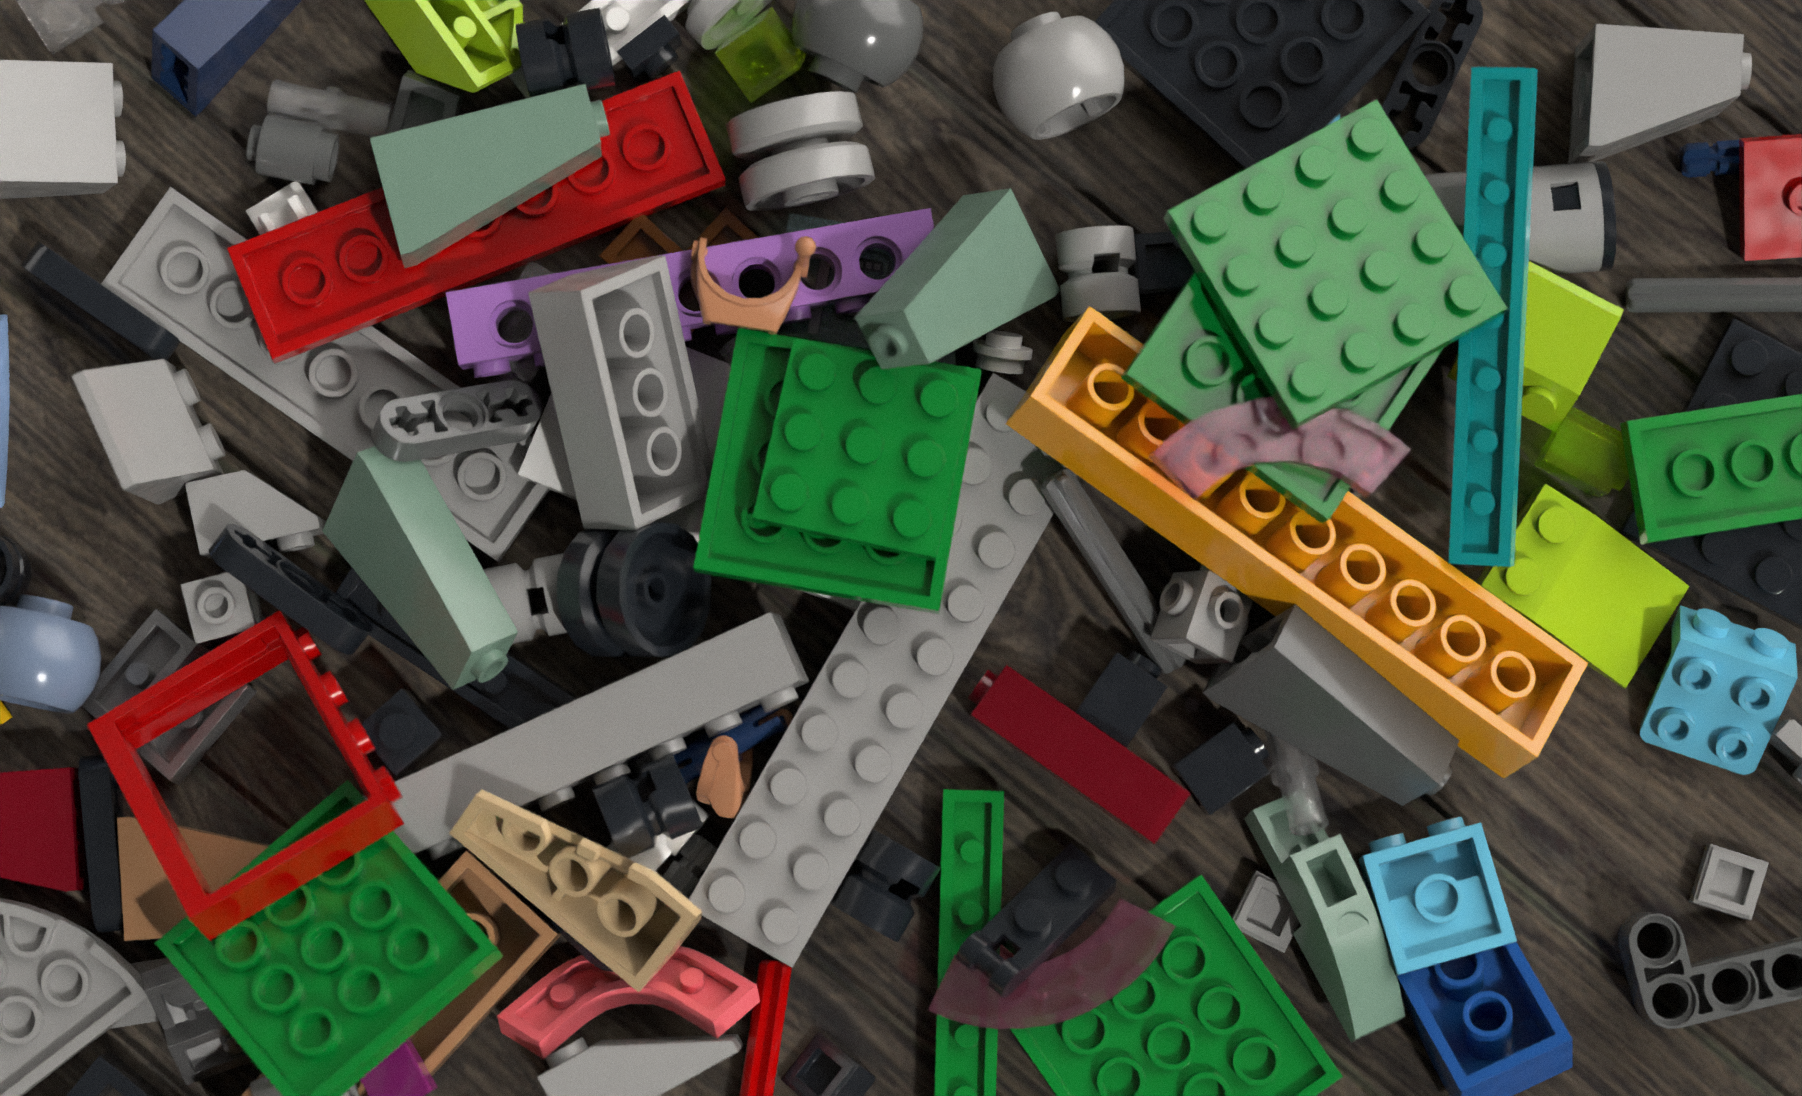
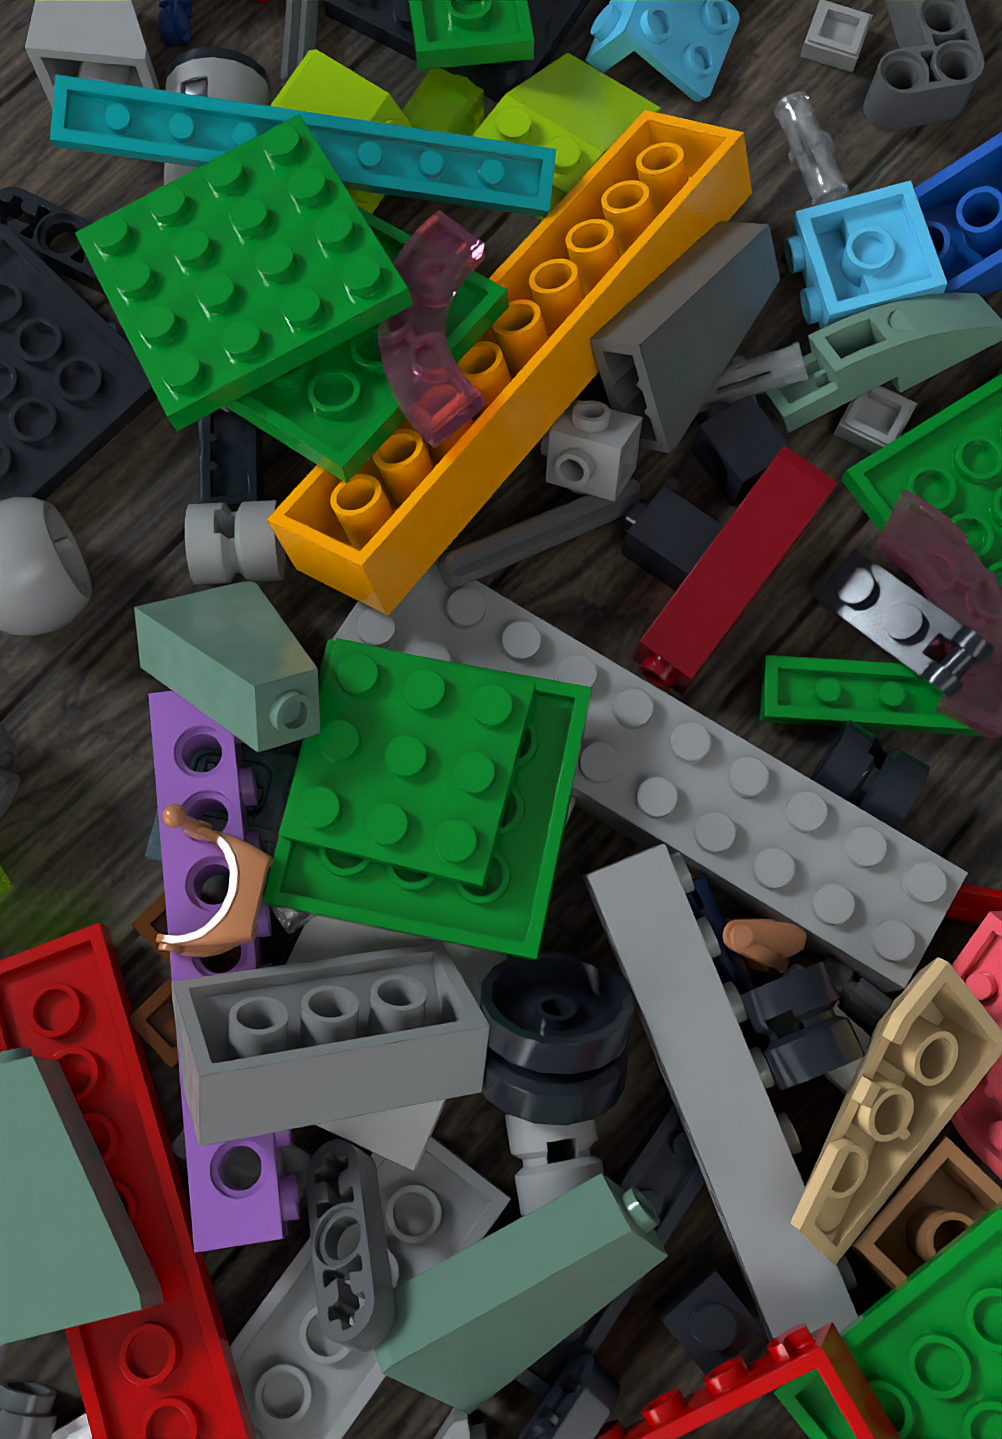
camera: 90 degrees left, 10 degrees down
(800, 150) = (71, 835): light grey wheel -> none
(1001, 352) = (314, 636): white plate -> none
(1576, 849) = (804, 132): none -> clear pin

